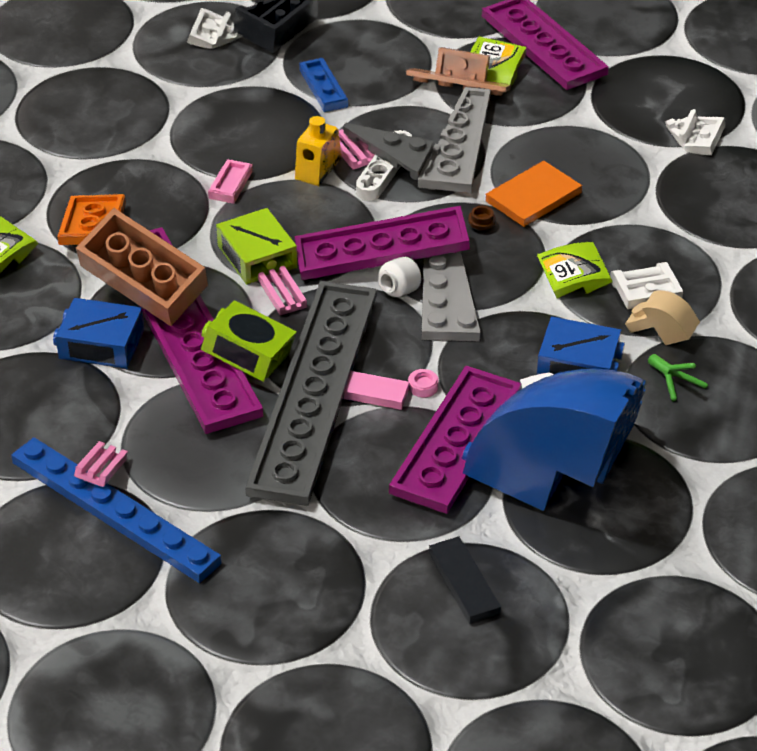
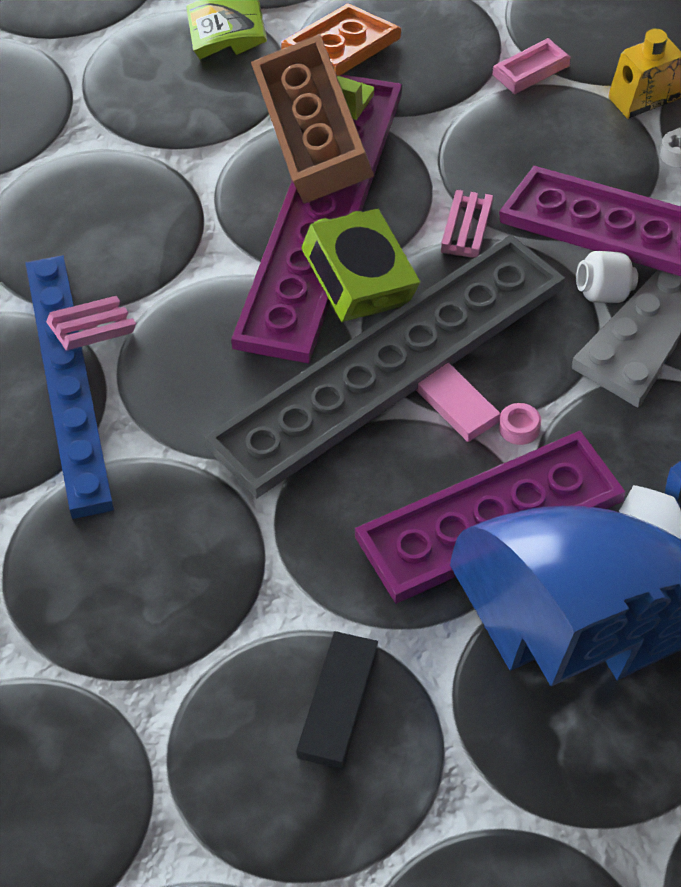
camera: 40 degrees right, 10 degrees up
(99, 333) = (230, 173): blue brick -> none
(256, 244) = (482, 154): lime brick -> none

